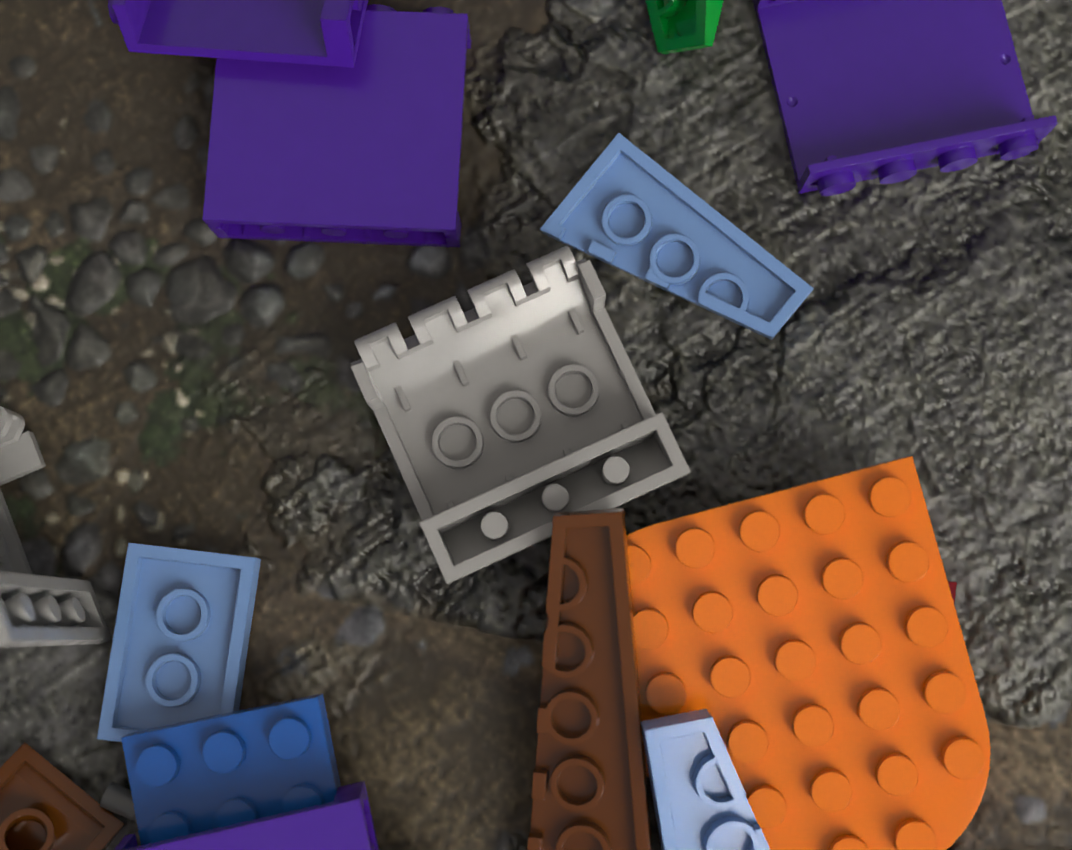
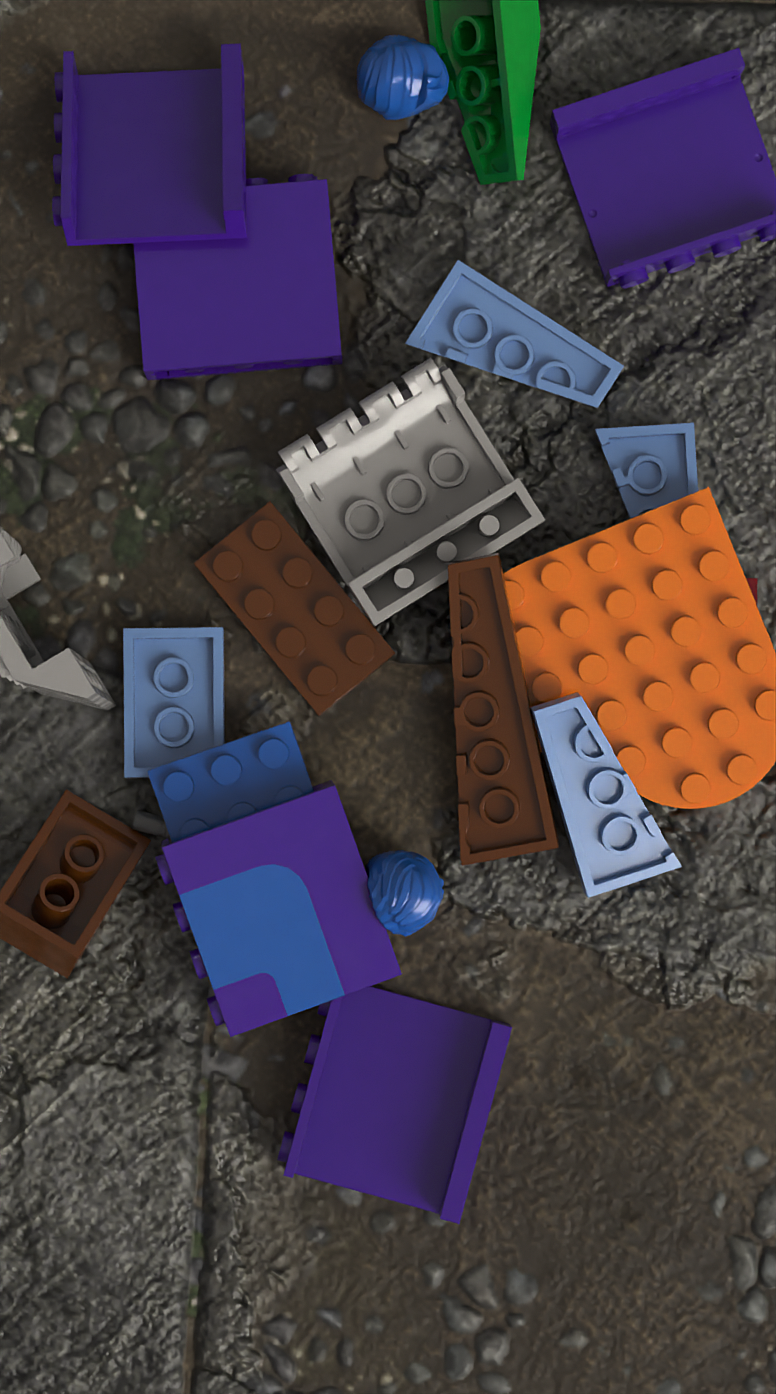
camera: 15 degrees left, 5 degrees up
(354, 546) = (294, 608): none -> reddish brown plate
(833, 417) = (651, 463): none -> medium blue wing

